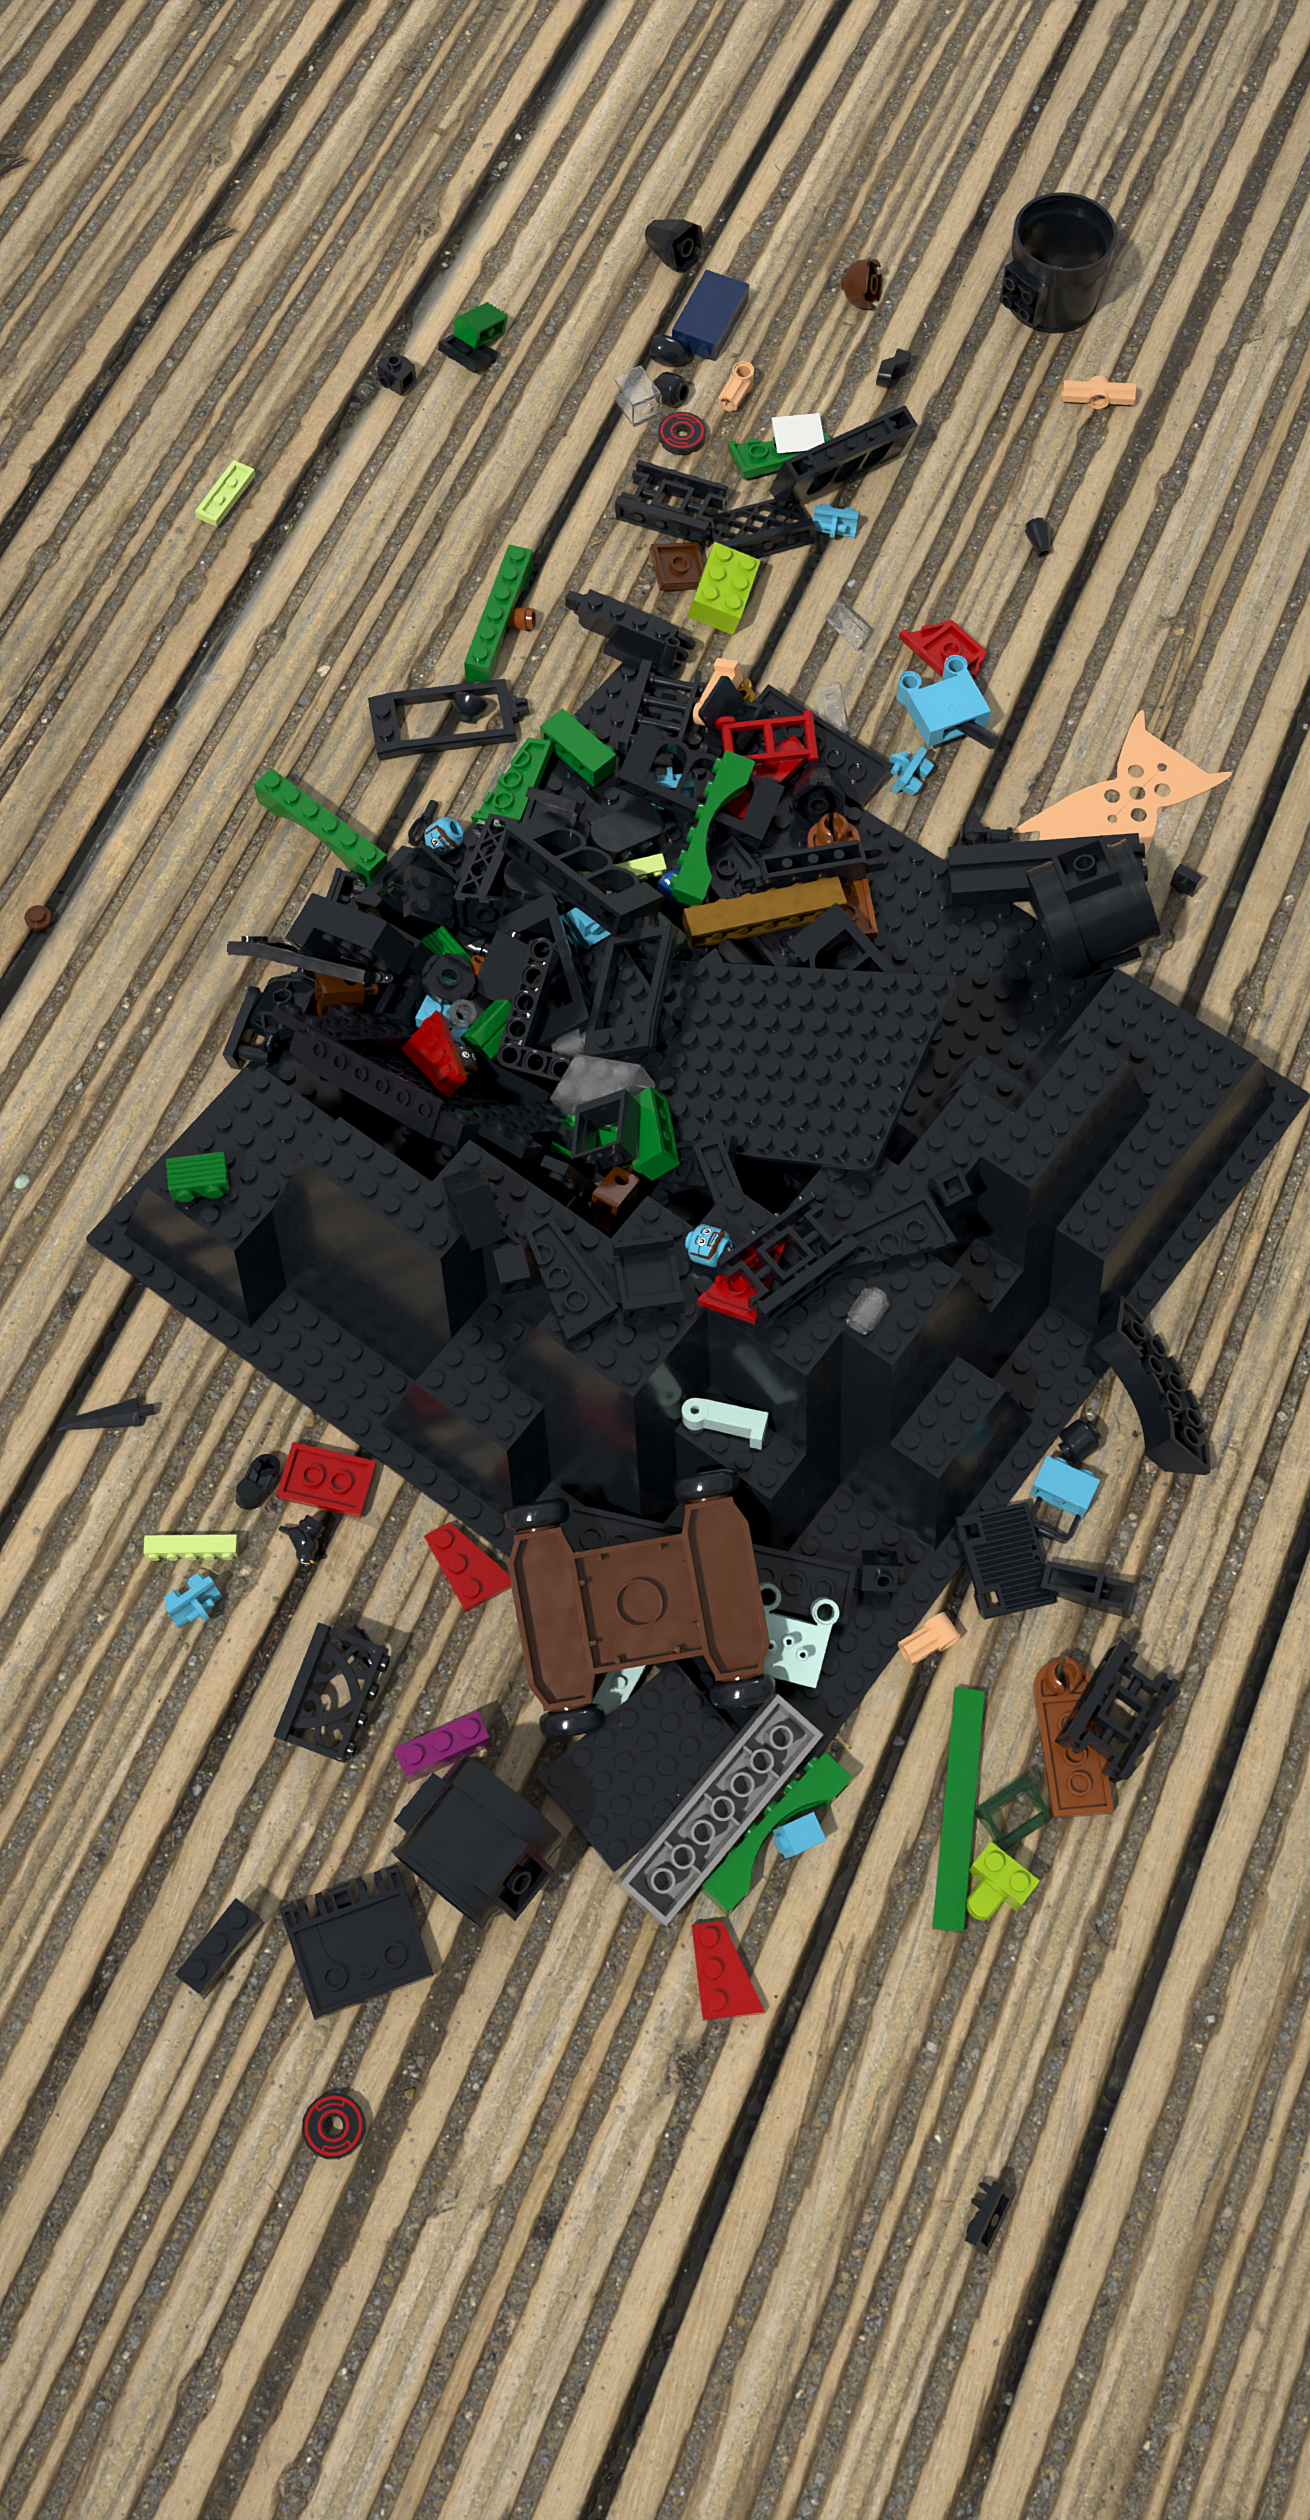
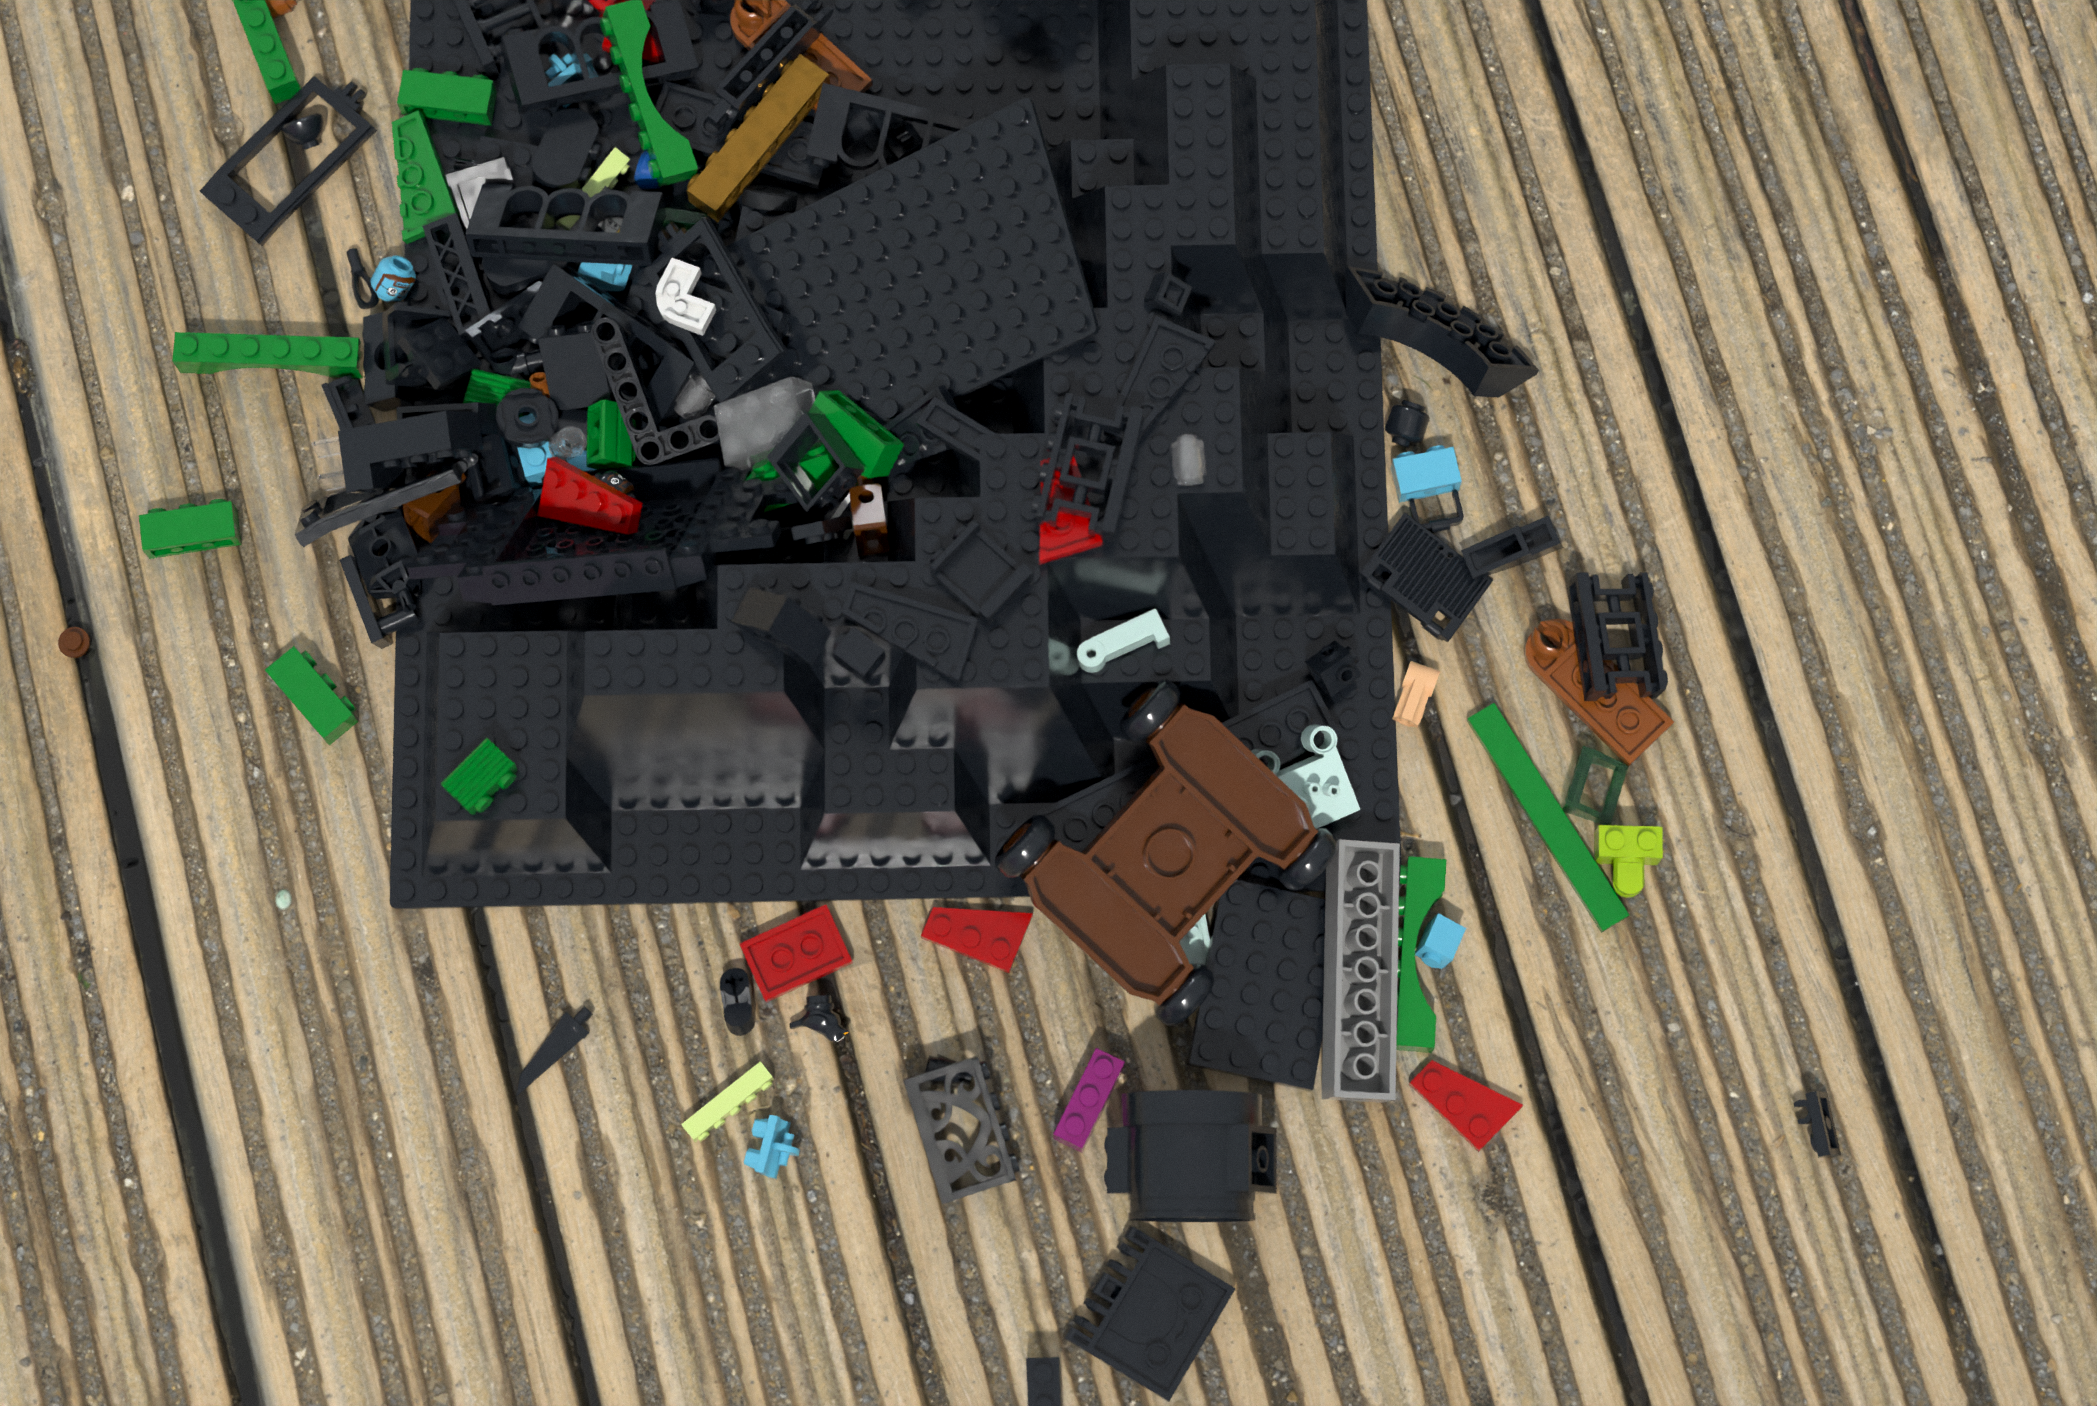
camera: 35 degrees left, 10 degrees up
(157, 1061) = (313, 694): none -> green brick
(173, 899) = (189, 529): none -> green brick
(611, 968) = (676, 301): none -> white plate
(707, 1244) = (1009, 505): medium azure head -> none

